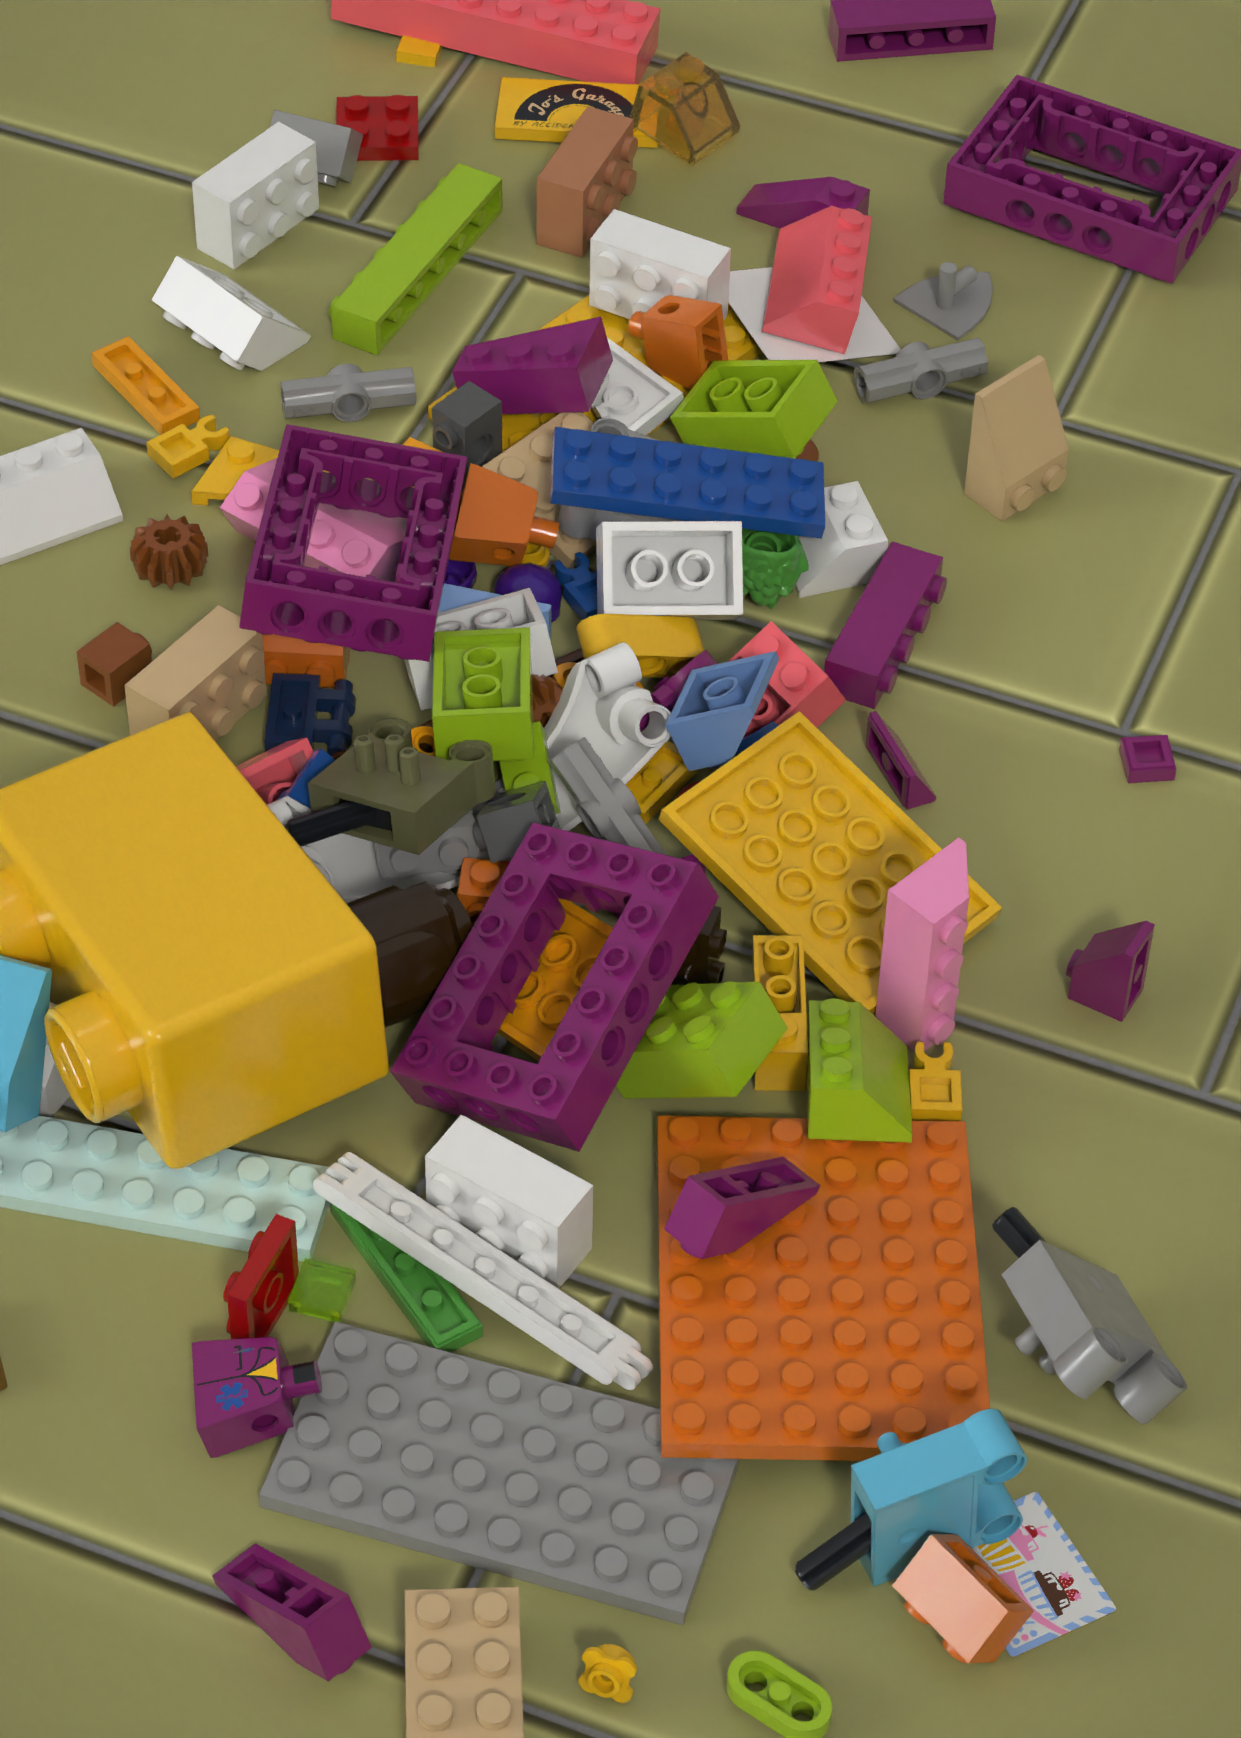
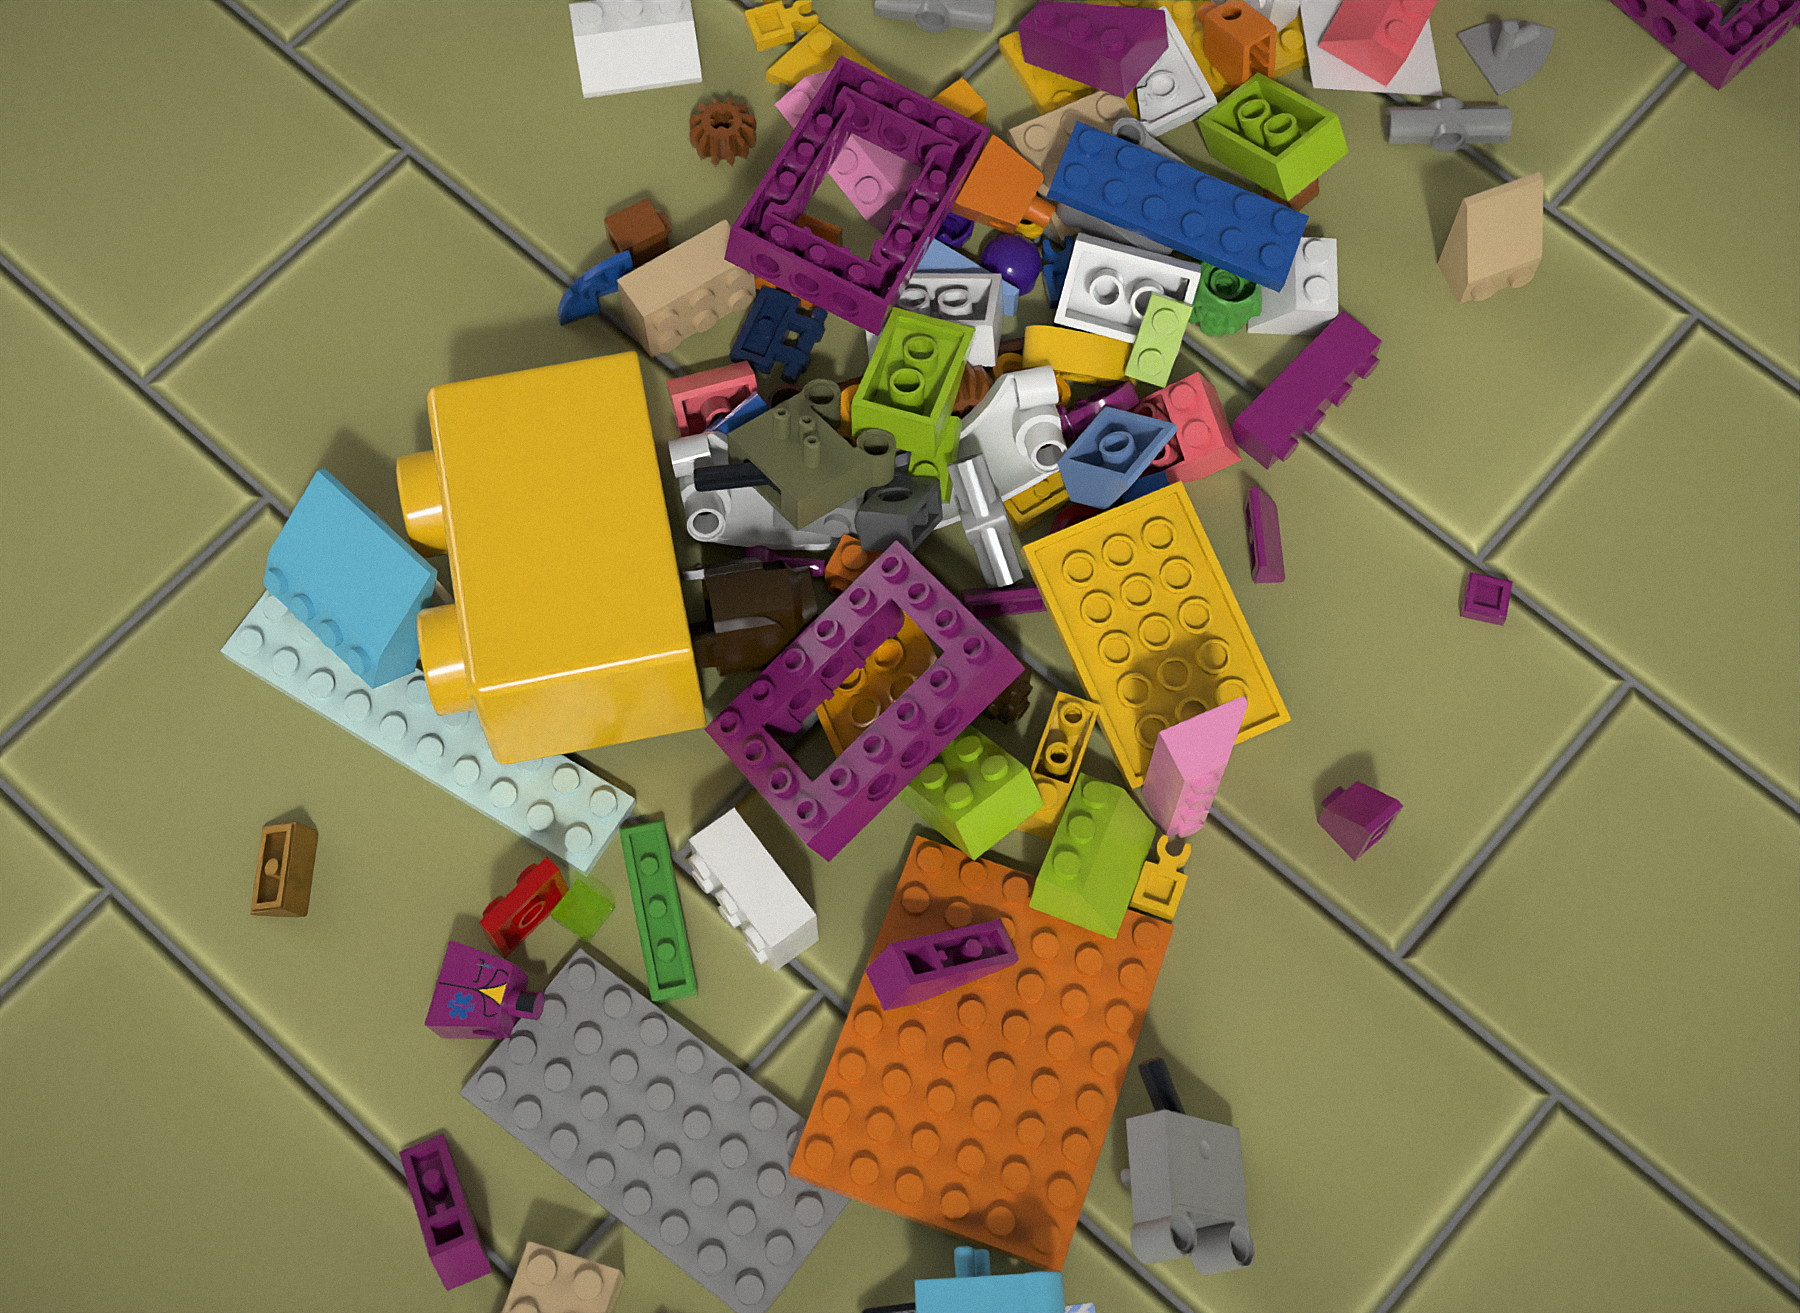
camera: 20 degrees right, 20 degrees up
(95, 711) = (601, 280): none -> blue brick
(468, 425) = (1013, 88): dark grey brick -> none
(484, 1272) = (713, 946): white hinge -> none
(719, 600) = (1158, 339): none -> lime plate

